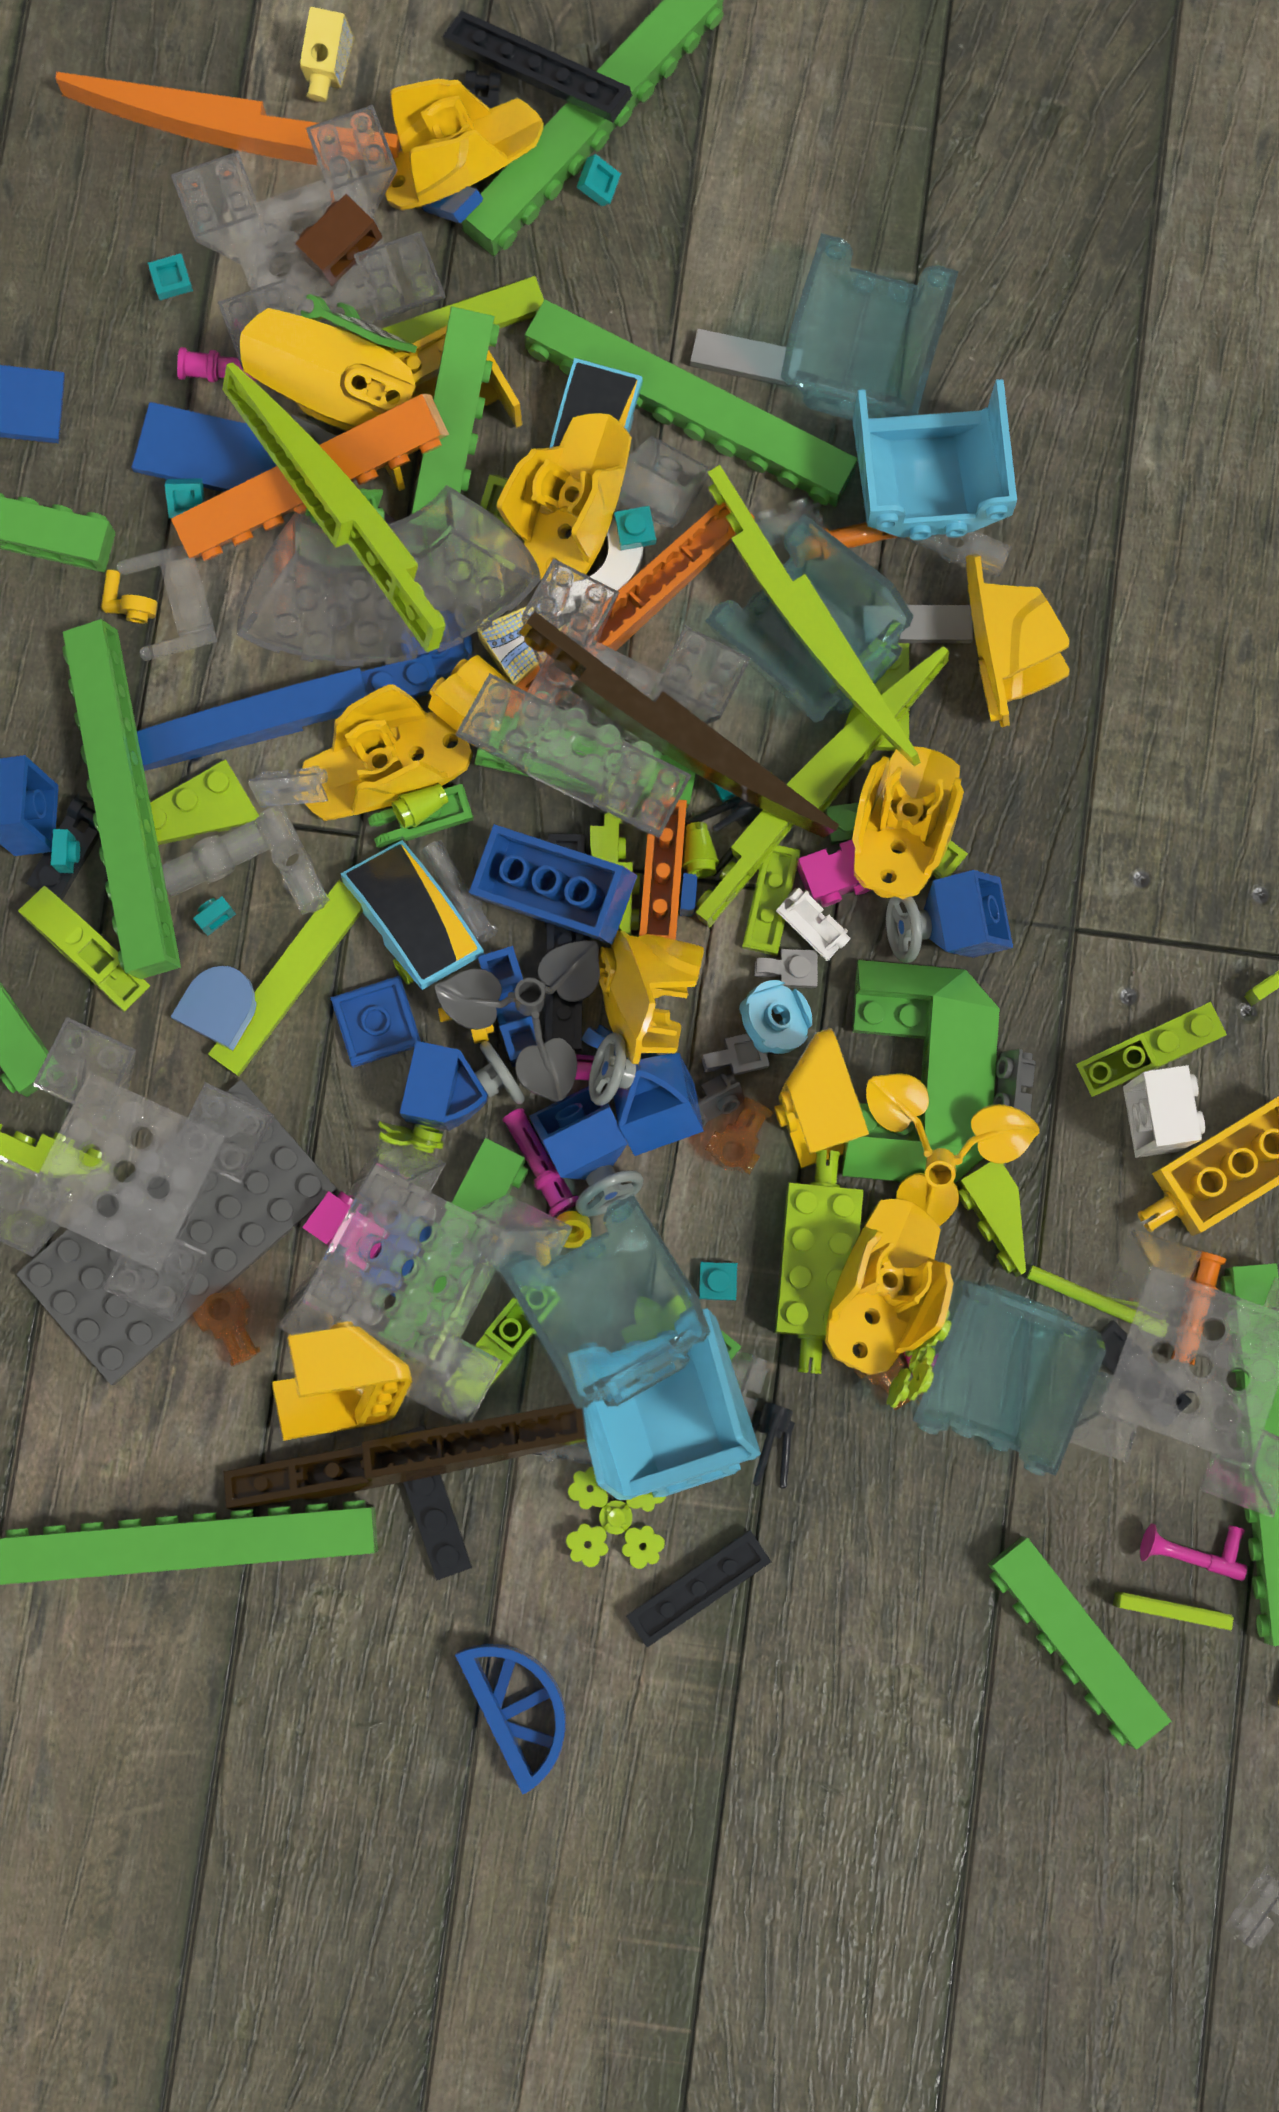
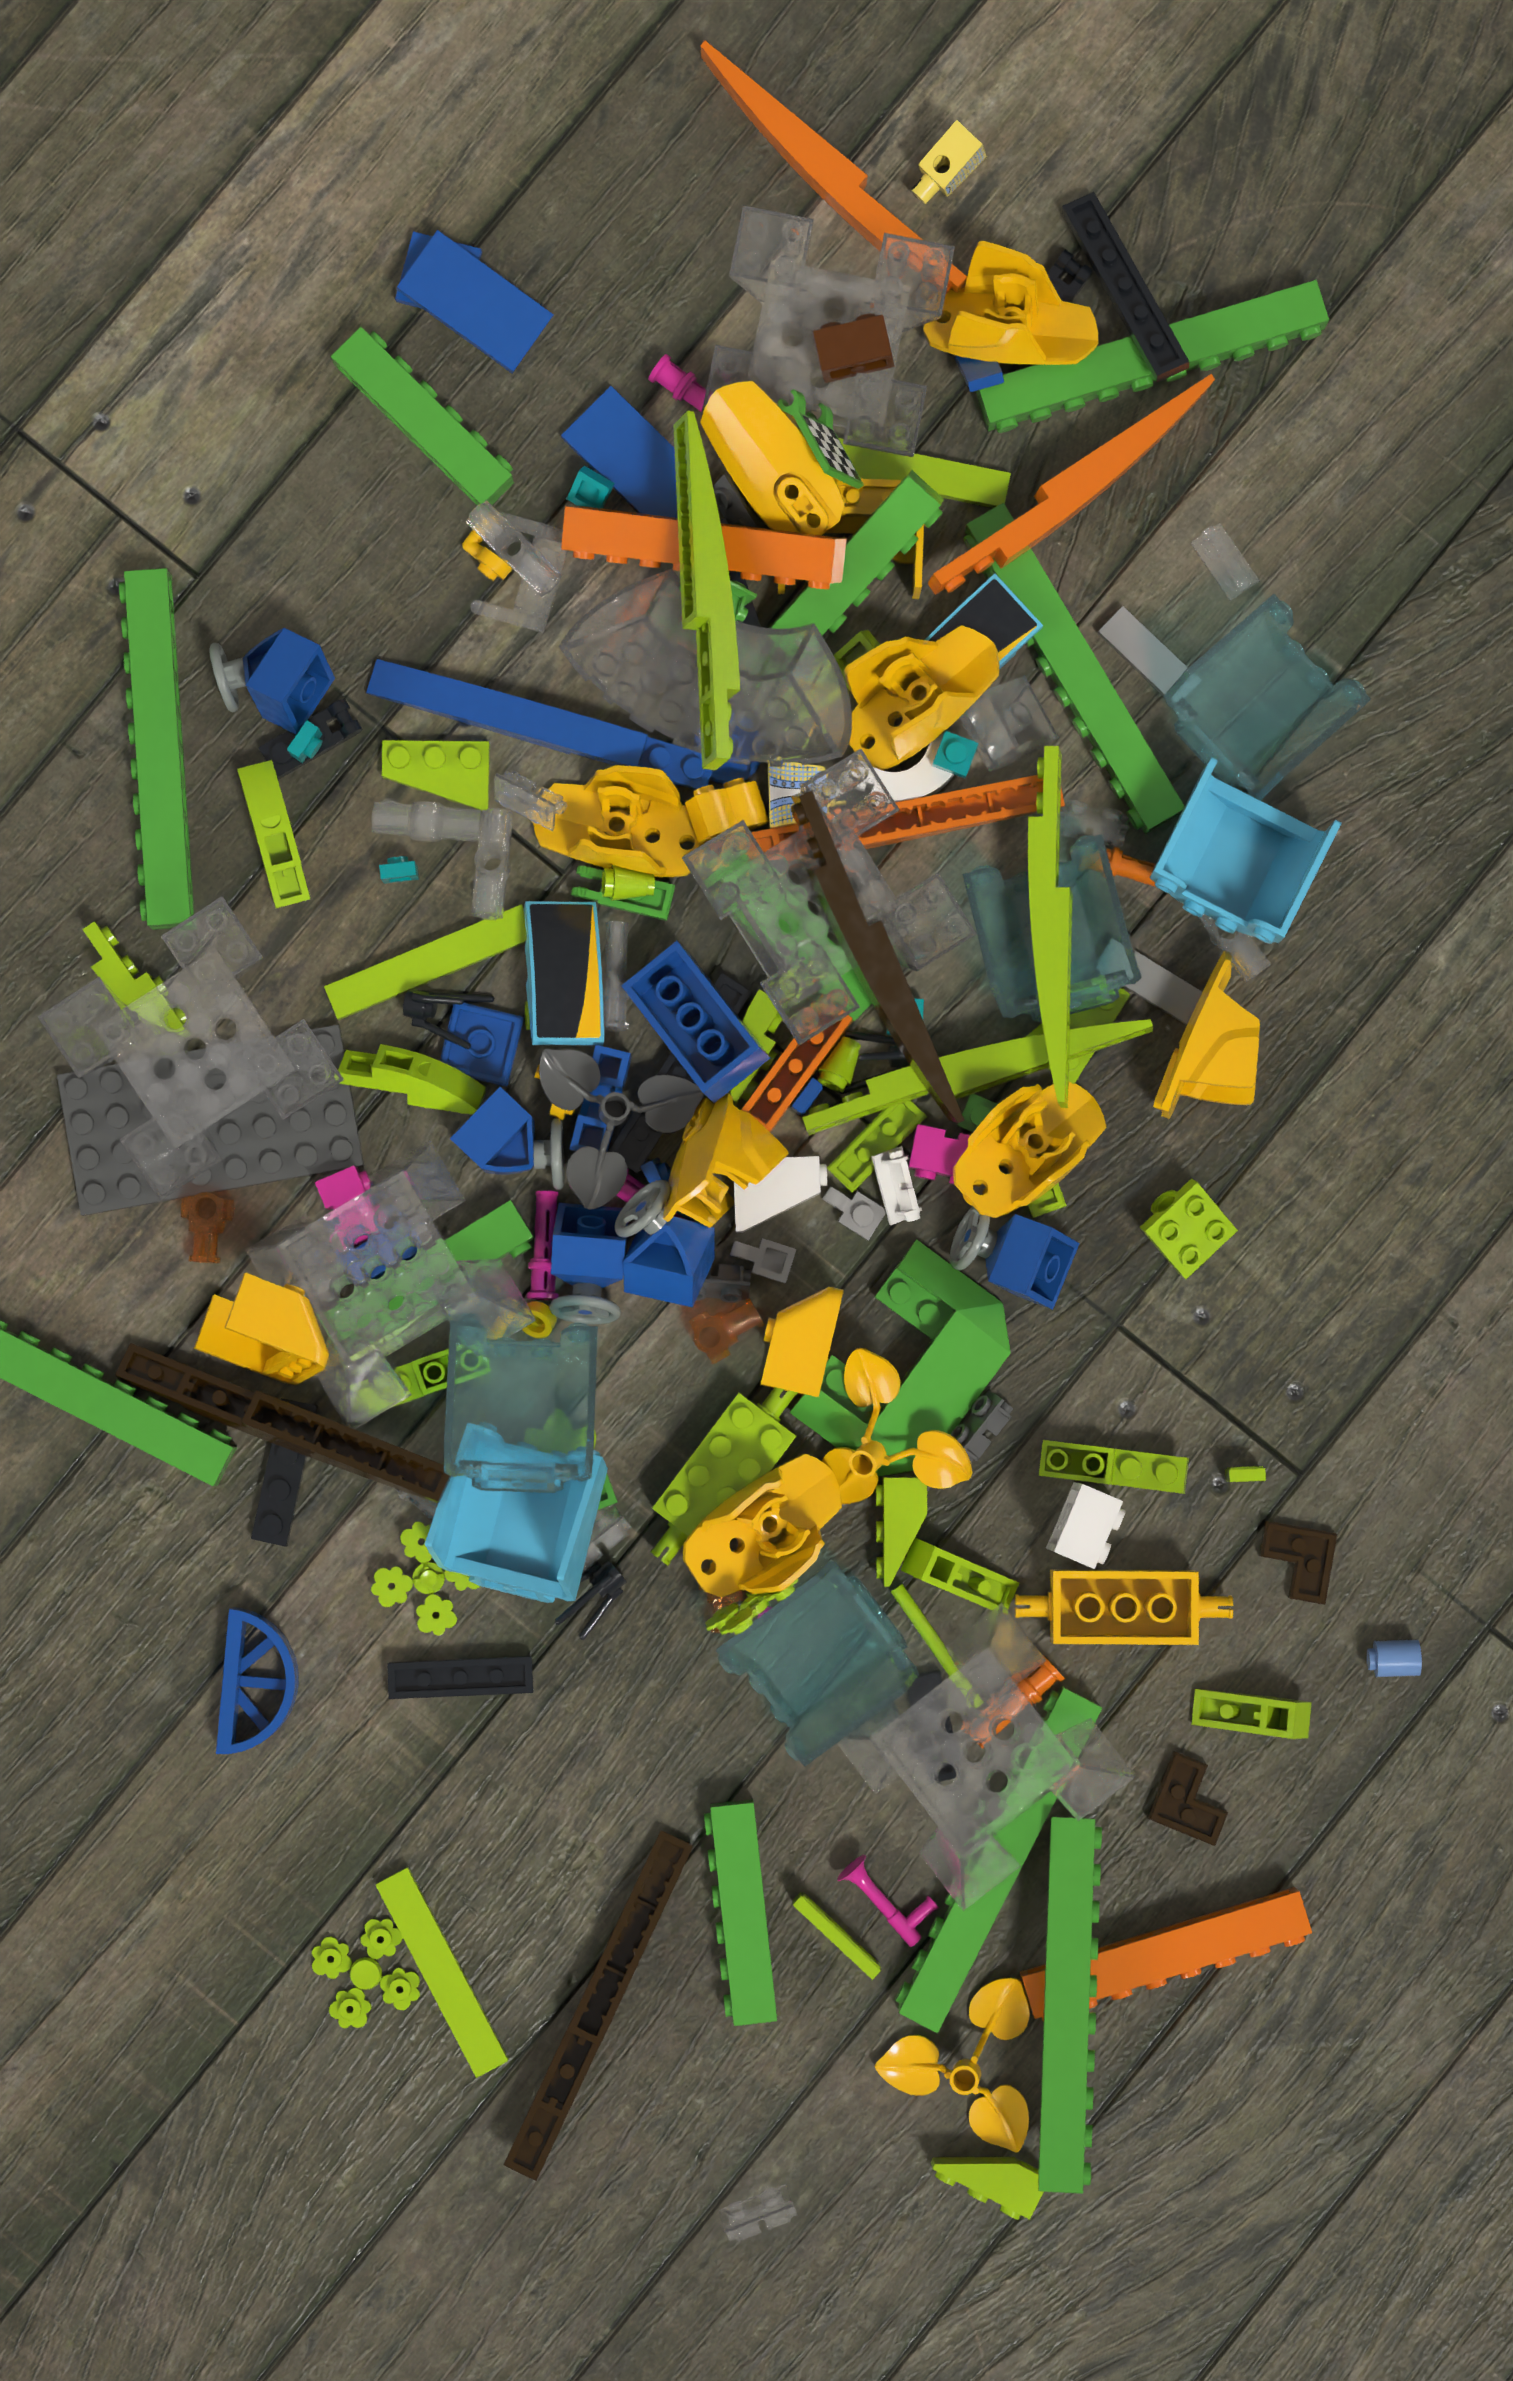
camera: 30 degrees right, 5 degrees up
(120, 800) = (378, 725): bright green brick -> none
(129, 576) = (528, 562): none -> clear piece
(170, 276) = (695, 283): teal plate -> none
(218, 1005) = (357, 950): medium blue tile -> none
(305, 1016) = (424, 1004): none -> black plant
(343, 1079) = (422, 1078): none -> lime slope
(422, 1137) = (458, 1167): lime plate -> none
(594, 258) = (1070, 492): none -> orange slope
(598, 180) = (1117, 417): teal plate -> none
(718, 982) = (783, 1188): none -> white slope
(718, 1281) = (632, 1436): teal plate -> none
(759, 244) = (1224, 561): none -> clear hinge
(761, 1027) = (797, 1246): medium azure plate -> none
(777, 1910) = (365, 1973): none -> lime plant
(845, 1866) = (442, 1972): none -> lime tile
(1003, 1811) = (598, 2005): none -> dark brown slope
(1077, 1226) = (958, 1575): none -> lime slope
(1082, 808) = (1187, 1227): none -> lime plate

